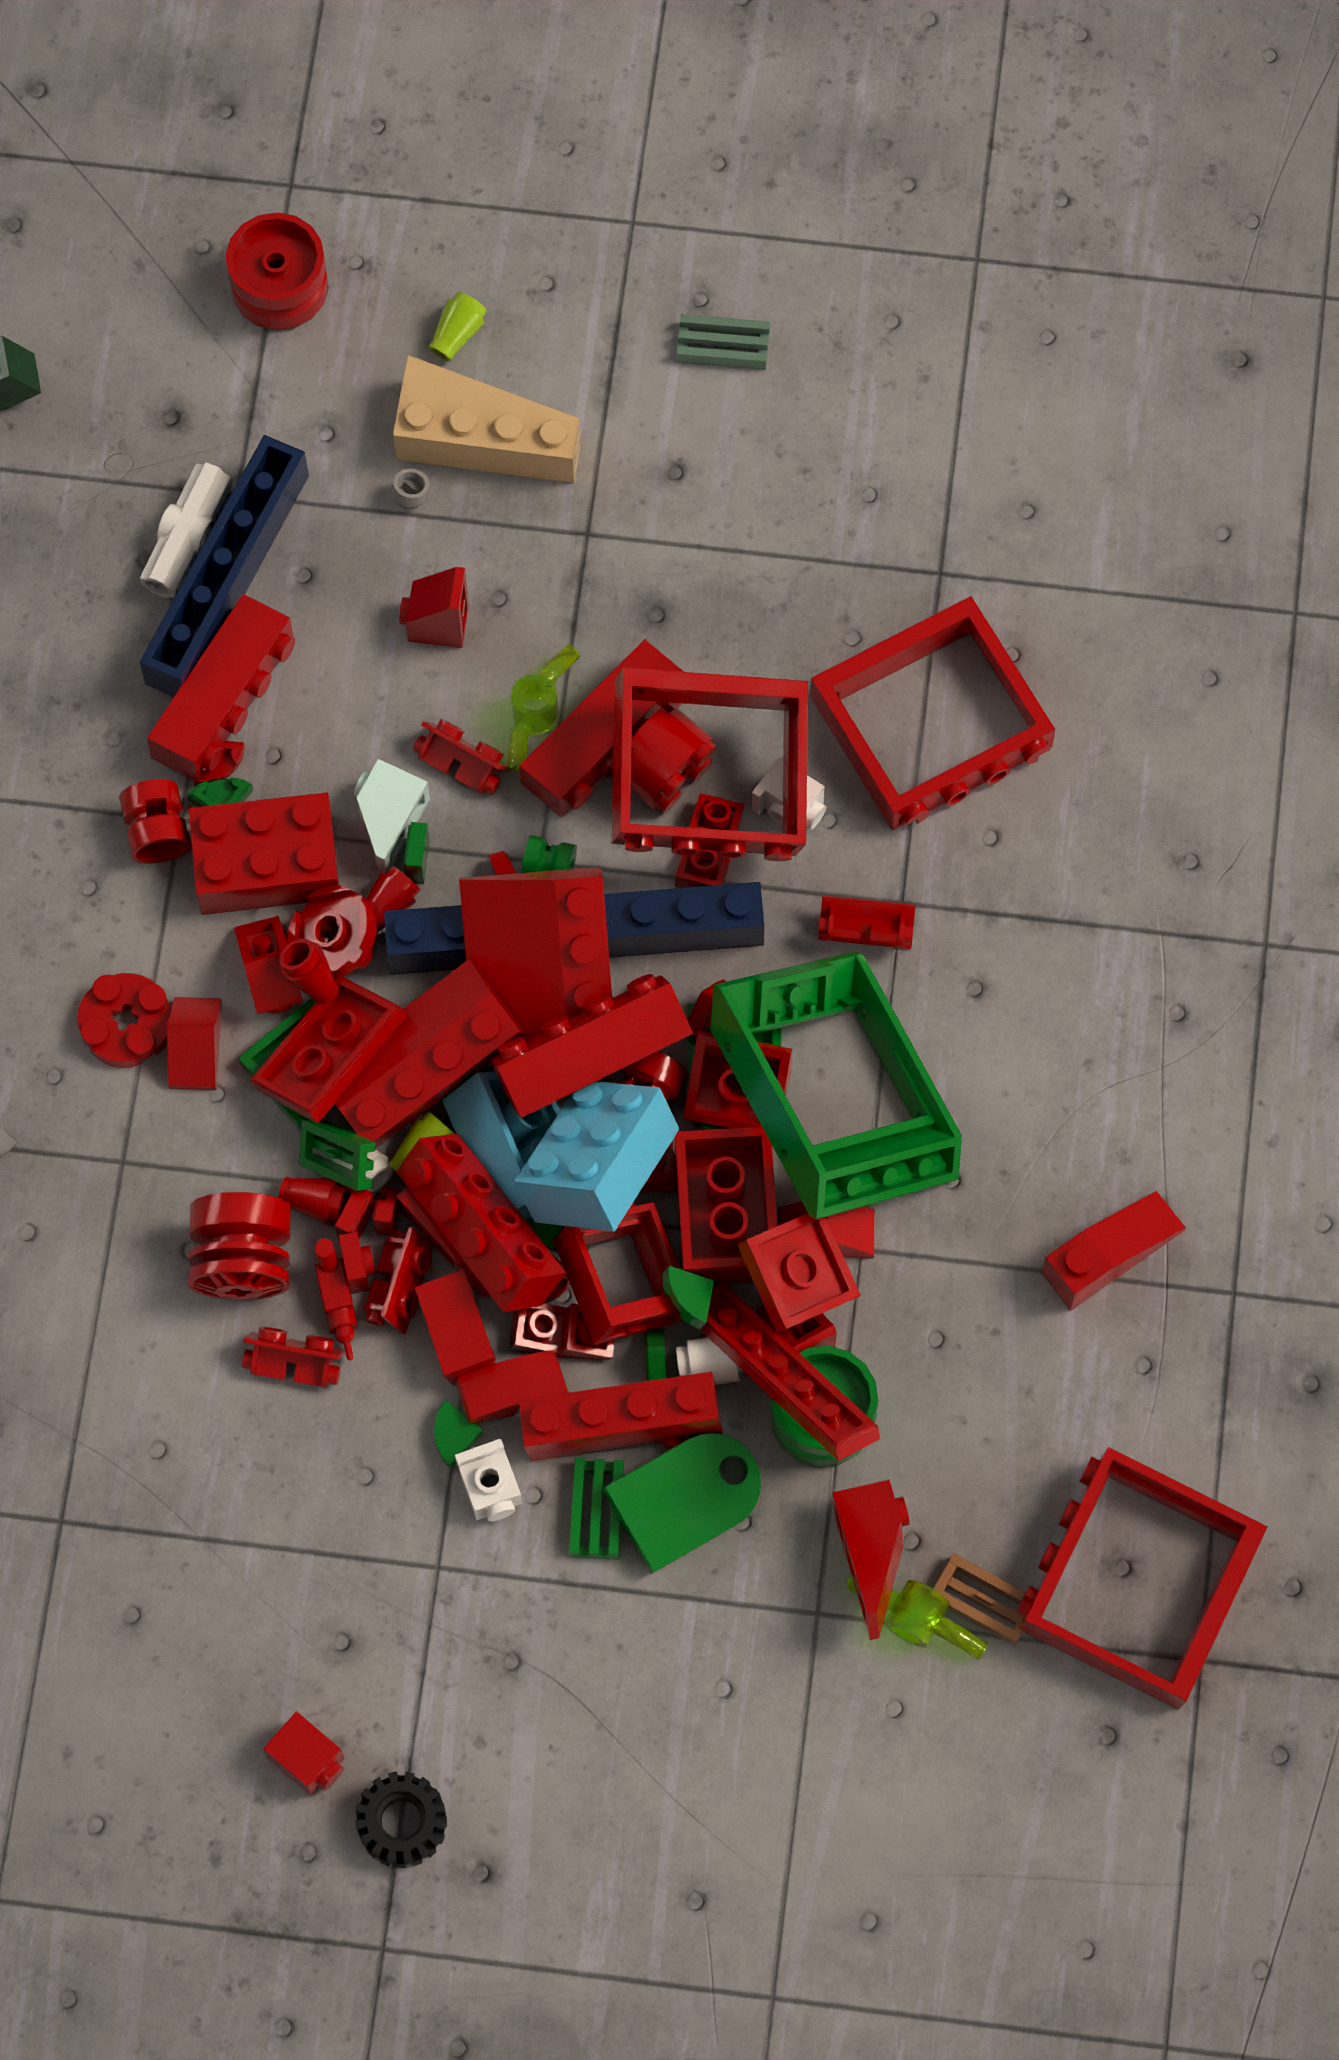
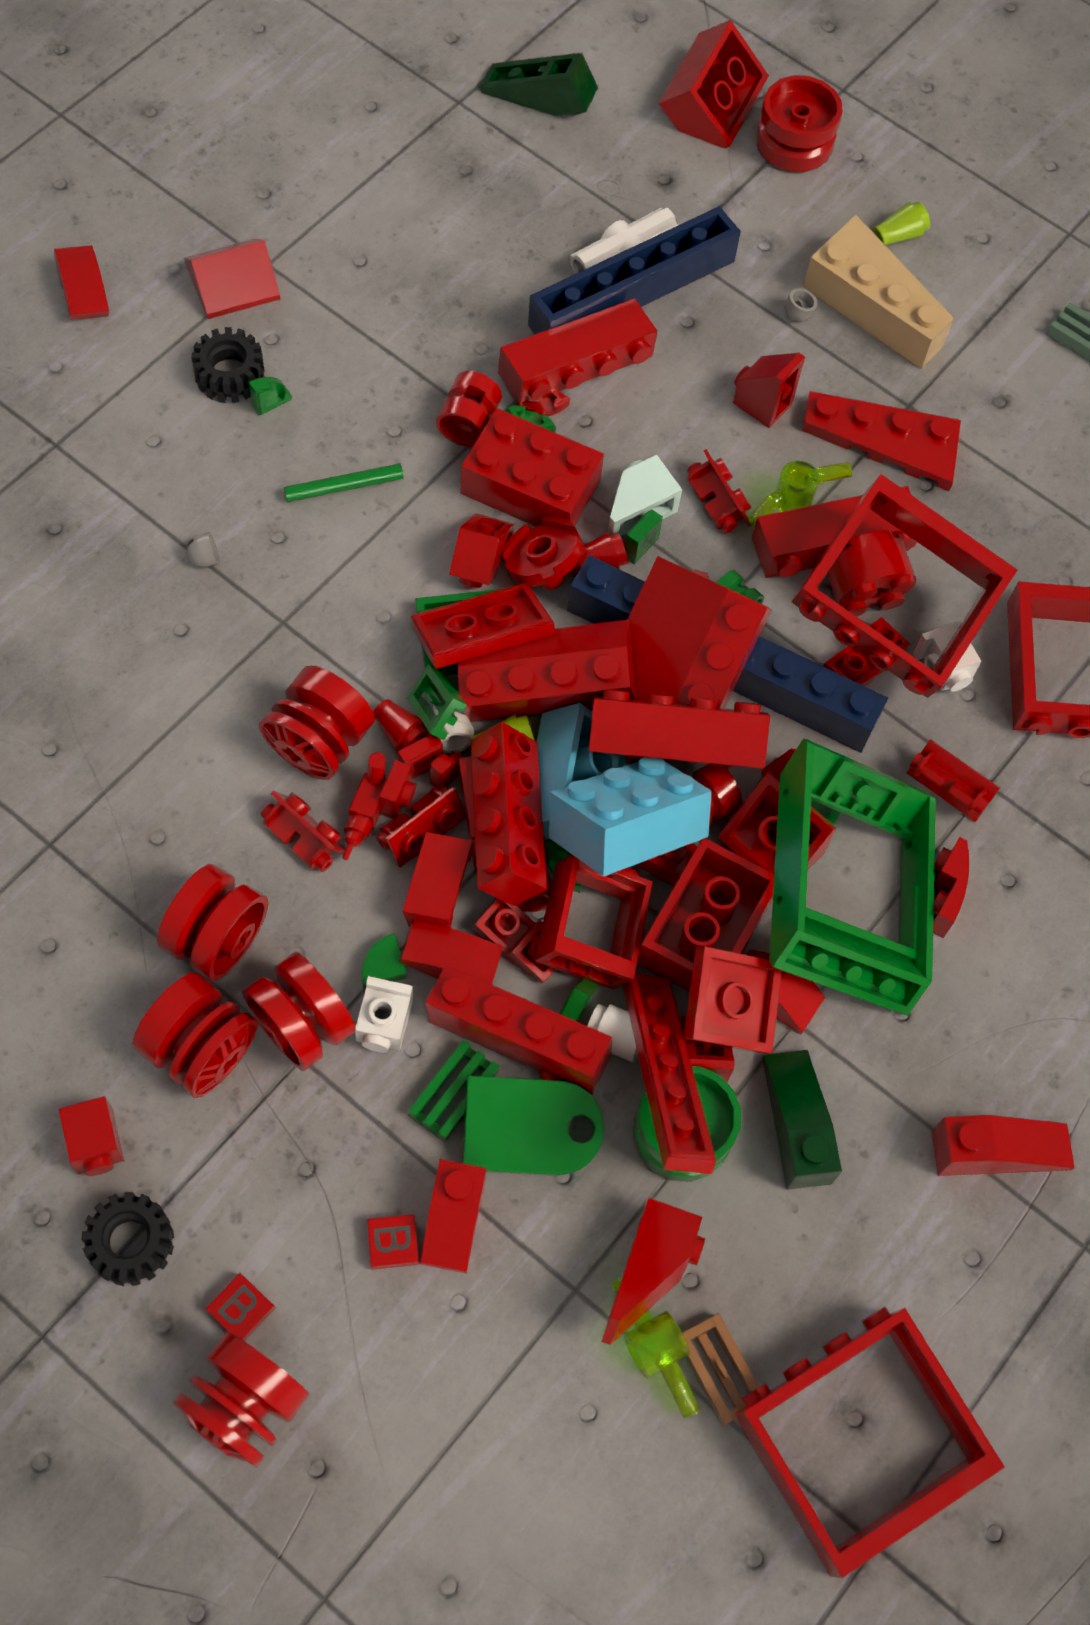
camera: 25 degrees right, 5 degrees down
(79, 978) = (343, 482): none -> green bar
(112, 996) = (350, 507): red plate -> none
(156, 274) = (714, 86): none -> red slope
(193, 1043) = (390, 571): red slope -> none
(283, 1496) = (212, 922): none -> red wheel
(308, 969) = (504, 560): red cone -> none
(338, 1606) = (194, 1034): none -> red wheel
(415, 1526) = (299, 1011): none -> red wheel
(539, 1814) = (240, 1307): none -> red tile
(598, 1892) = (241, 1399): none -> red wheel
(601, 578) = (905, 437): none -> red wing
(632, 1674) = (392, 1242): none -> red tile
(671, 1617) = (453, 1216): none -> red slope
(689, 1294) = (634, 967): green tile -> none
(921, 1337) = (801, 1121): none -> dark green slope
(924, 1025) = (952, 885): none -> red slope

